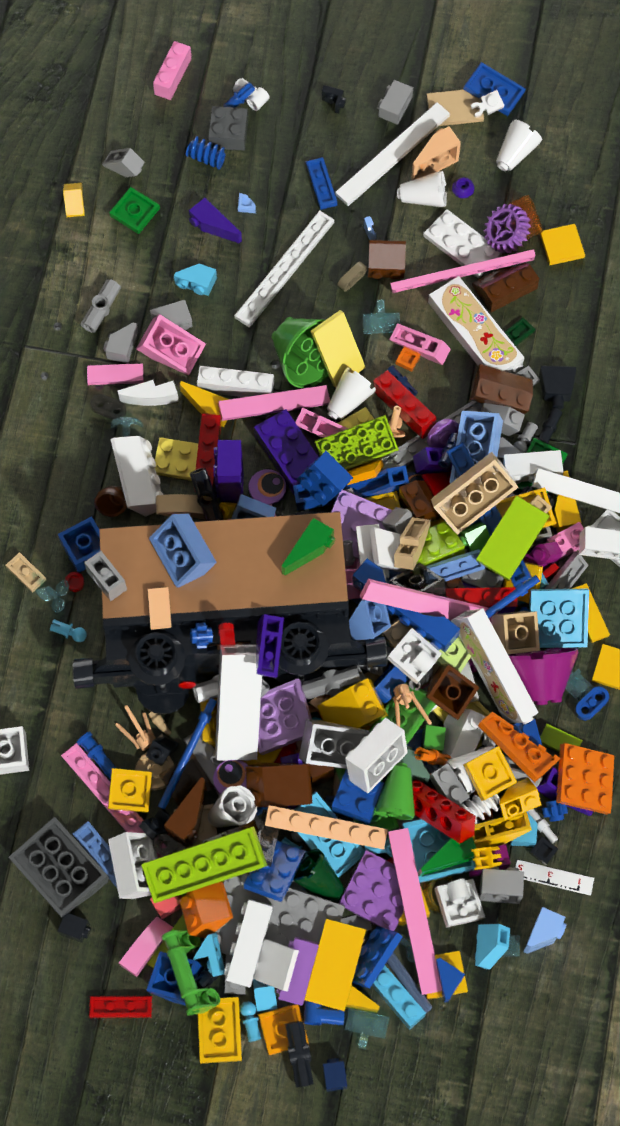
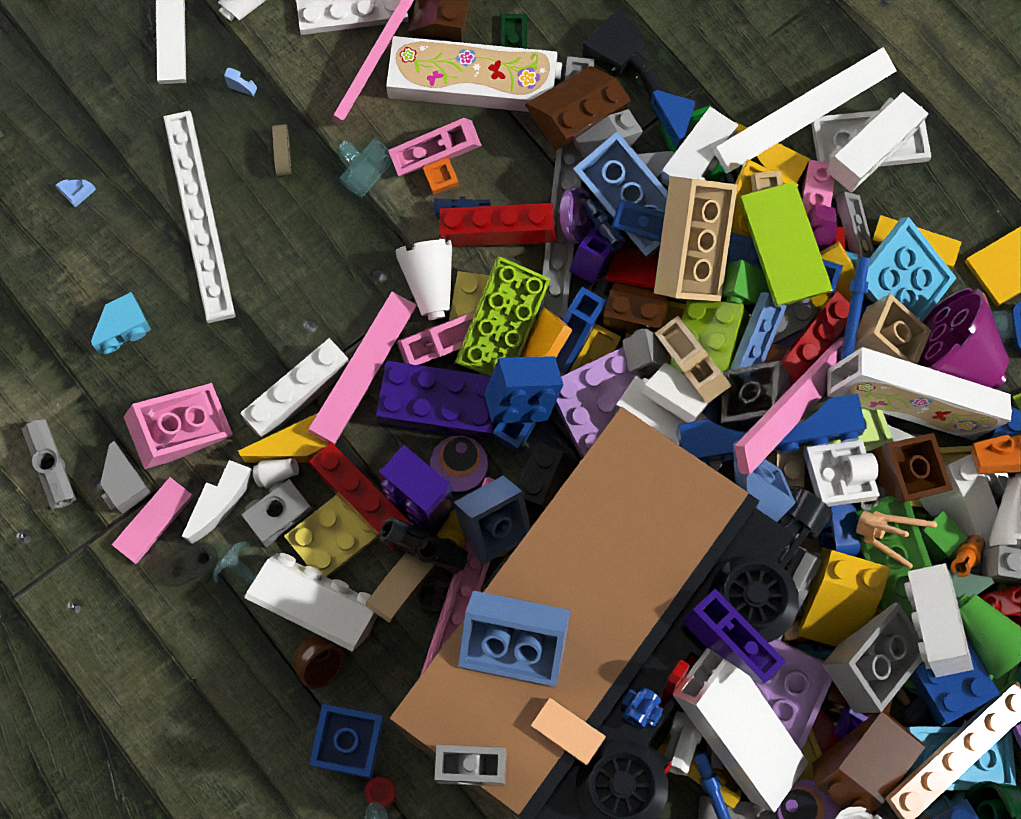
camera: 50 degrees left, 5 degrees up
(175, 431) = (271, 528): none -> light grey brick
(176, 313) = (142, 384): light grey slope -> none
(185, 406) = (270, 472): none -> white cone
(212, 221) = (61, 245): dark purple slope -> none
(299, 352) = (331, 274): bright green cone -> none
(310, 545) = (640, 469): green slope -> none
(321, 183) = (130, 86): blue tile -> none
(337, 347) = (366, 237): light yellow tile -> none
(386, 259) = (299, 94): slope -> none
(396, 422) = (504, 250): light nougat plant -> none
(525, 437) = (650, 132): light grey pin -> none
(543, 438) = (673, 113): none -> blue slope

